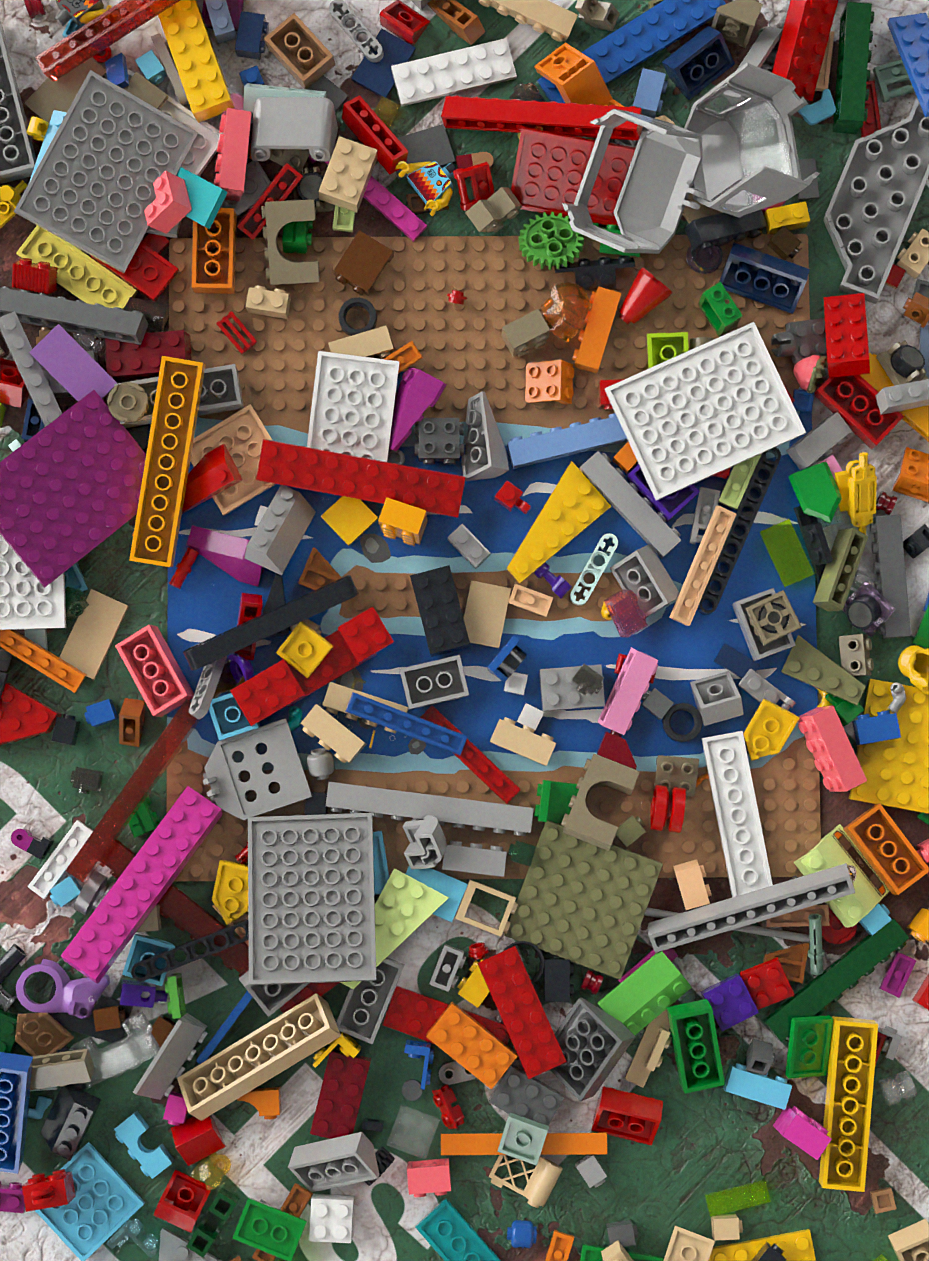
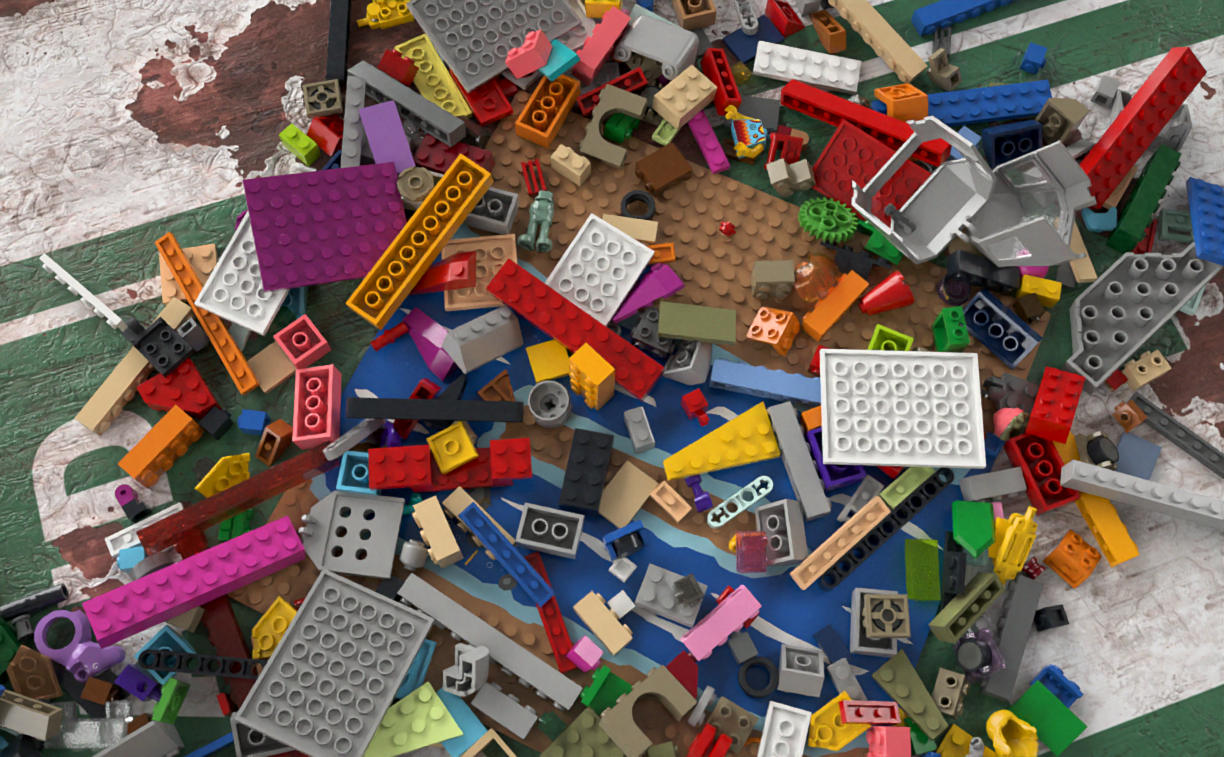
camera: 25 degrees right, 15 degrees down
(31, 779) = (161, 447): none -> orange brick
(105, 616) = (302, 342): none -> coral brick
(108, 778) = (225, 474): none -> yellow tile
(224, 973) = (226, 704): none -> red tile
(266, 369) = (541, 215): none -> sand green piece
(364, 556) = (543, 396): none -> light grey wheel
(475, 415) = (697, 323): none -> olive tile
(521, 777) = (585, 654): none -> brick
(622, 210) = (900, 218): none -> dark grey axle
(645, 763) = (706, 699): none -> light grey plate
(793, 708) = (869, 712): none -> hinge
(812, 161) = (1082, 267): none -> tan tile

